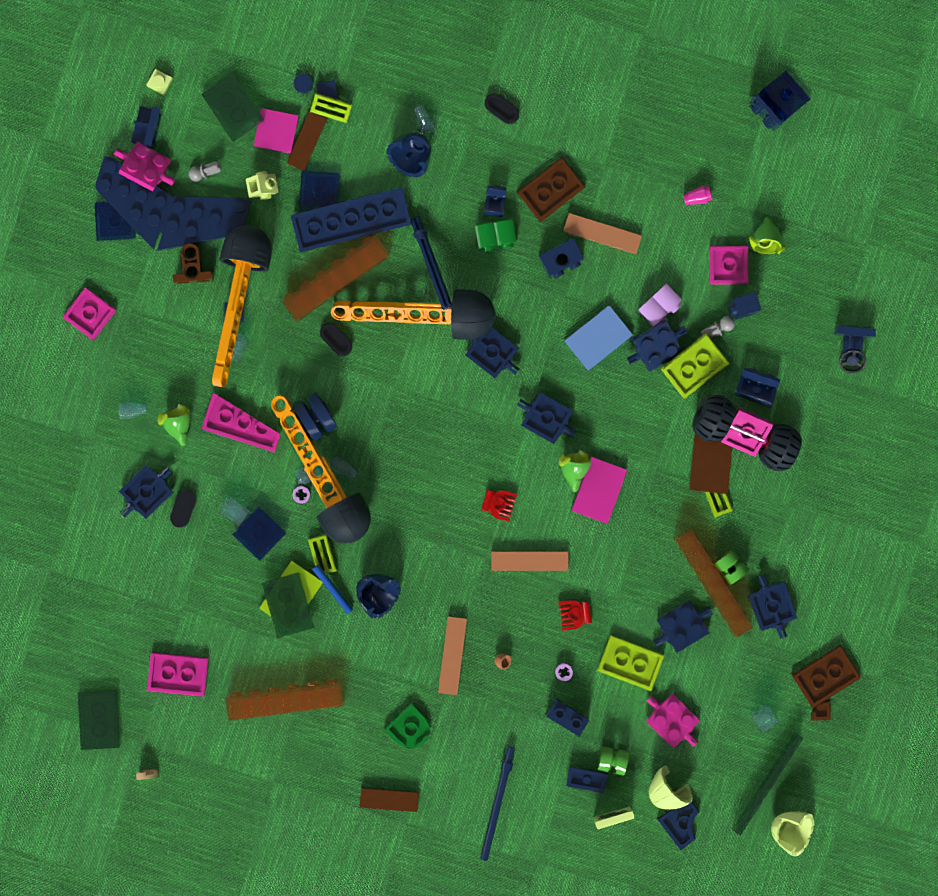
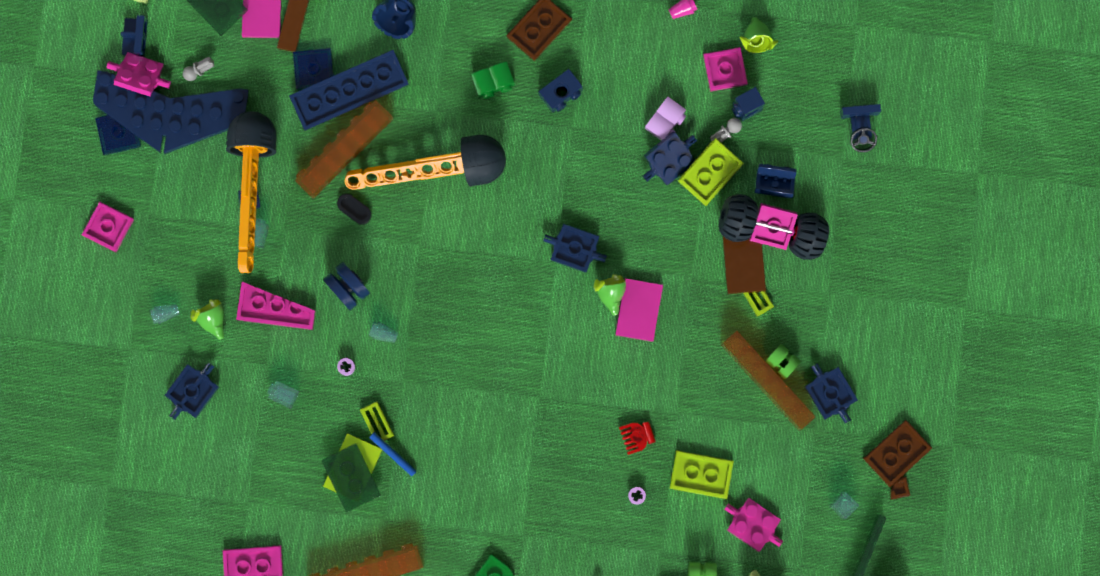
camera: 10 degrees left, 5 degrees down
(183, 509) = (231, 401): black tile -> none
(188, 263) = (199, 159): reddish brown tile -> none
(259, 533) = (310, 412): clear blue plate -> none
(266, 185) = (256, 72): yellowish green brick -> none
(303, 478) = (348, 345): clear light blue cone -> none
(345, 517) = (393, 378): piece -> none
(377, 594) = (438, 450): dark blue hair -> none
(422, 238) = (420, 93): dark blue axle -> none
(452, 655) = (523, 499): nougat tile -> none
(493, 353) = (510, 194): dark blue plate -> none
(495, 201) = (486, 47): dark blue bracket -> none
(496, 503) = (540, 340): red piece -> none
(502, 661) = (574, 495): nougat hinge -> none
(529, 561) = (583, 391): nougat tile -> none
(567, 717) = (648, 539): dark blue brick -> none
(598, 338) = (611, 162): medium blue tile -> none
(602, 233) = (596, 61): nougat tile -> none
(683, 626) = (746, 429): dark blue plate -> none

